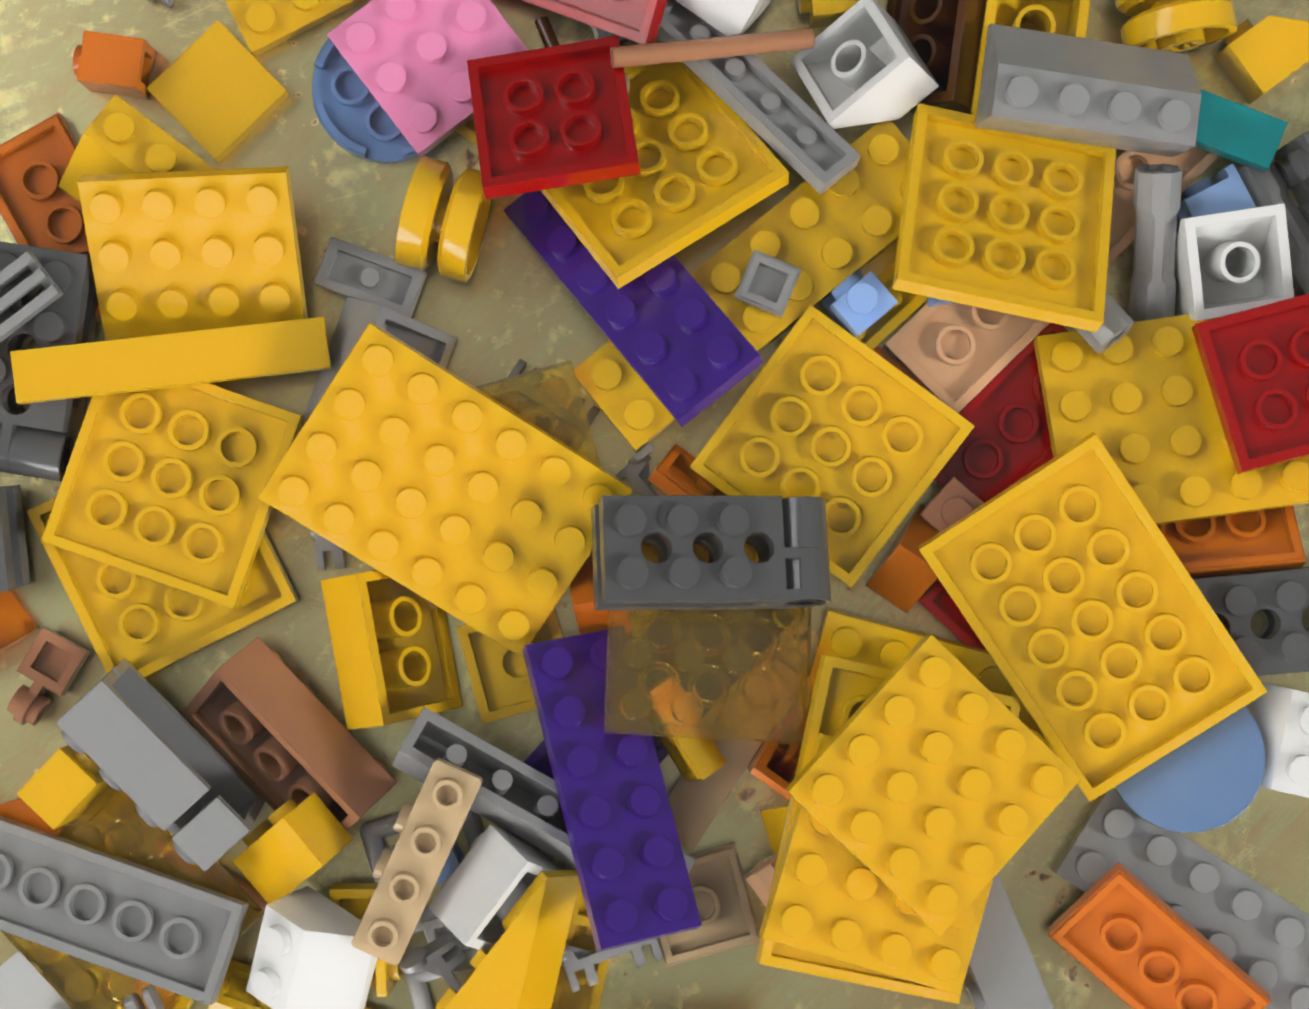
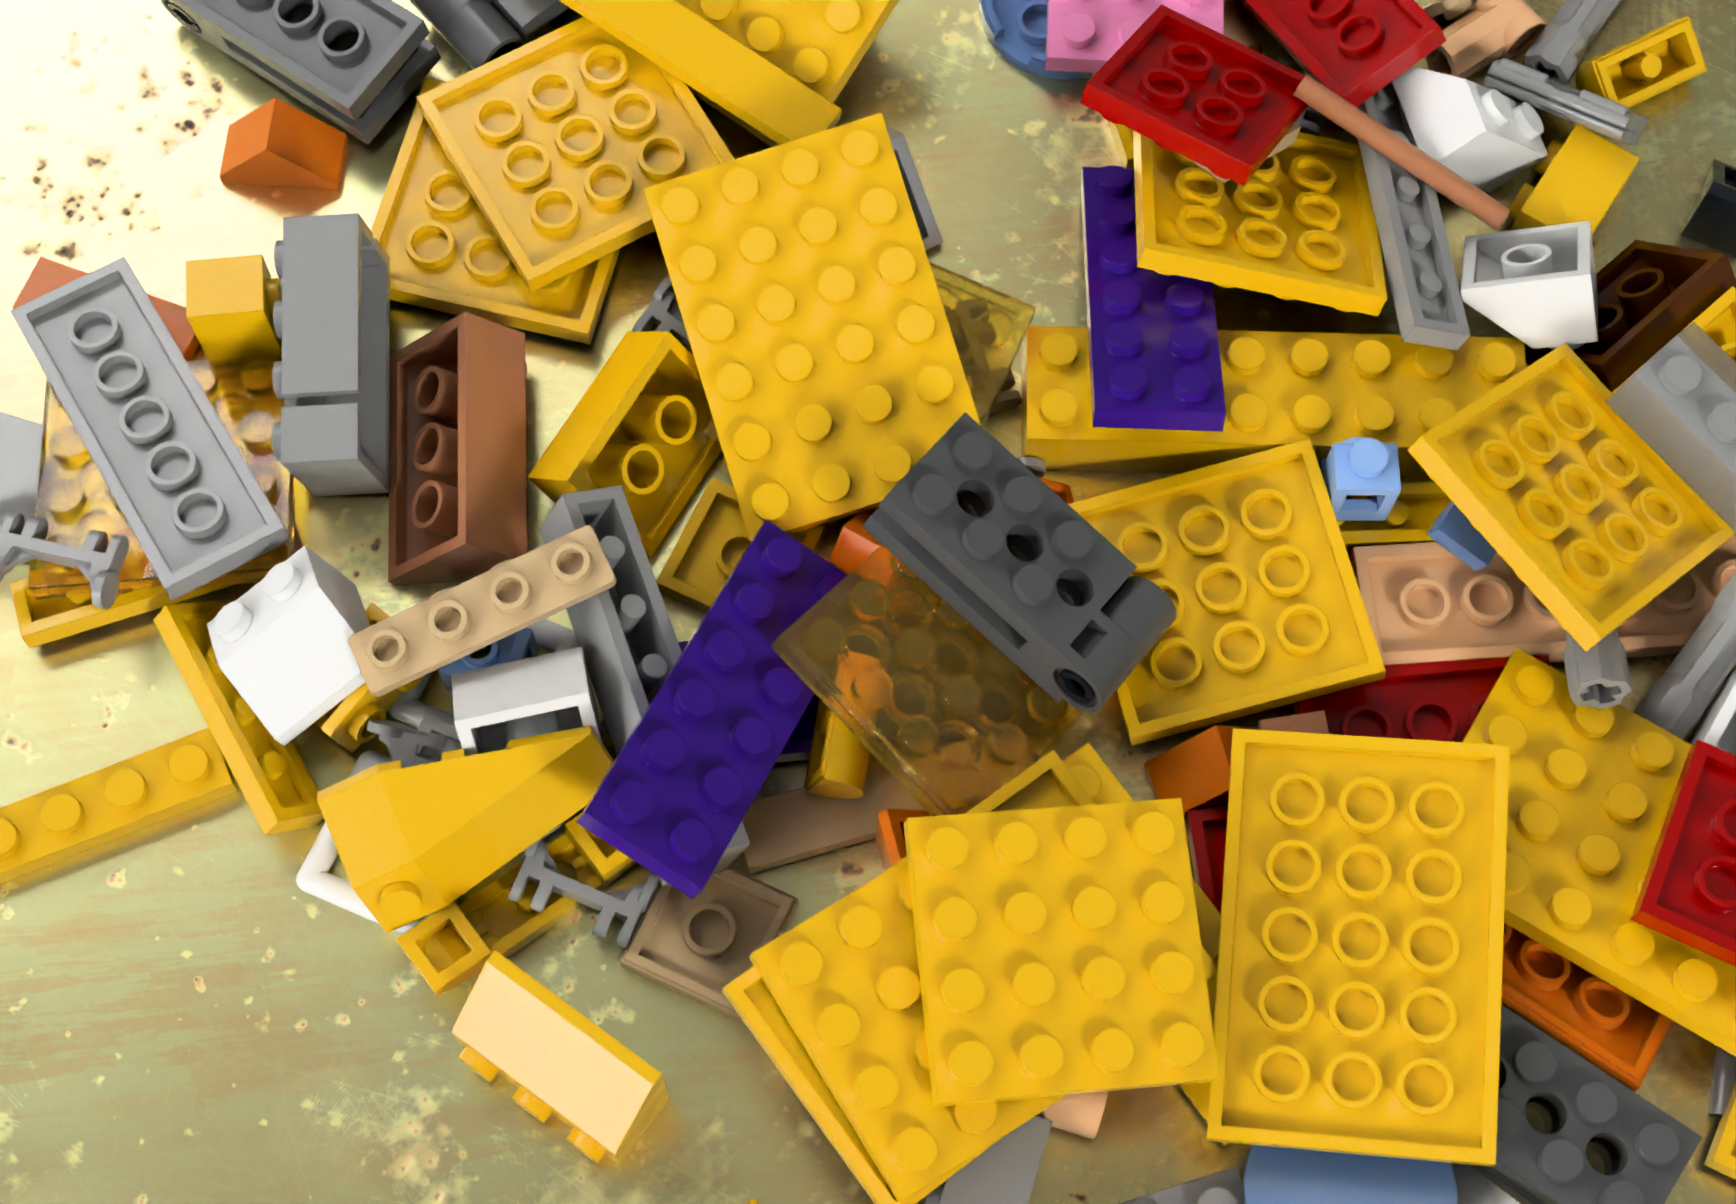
camera: 40 degrees right, 20 degrees down
(51, 665) = (266, 227): nougat plate -> none
(292, 849) = (379, 529): yellow brick -> none
(369, 277) = (910, 112): light grey plate -> none
(442, 220) = (1022, 119): yellow wheel -> none
(767, 284) = (1283, 384): light grey tile -> none

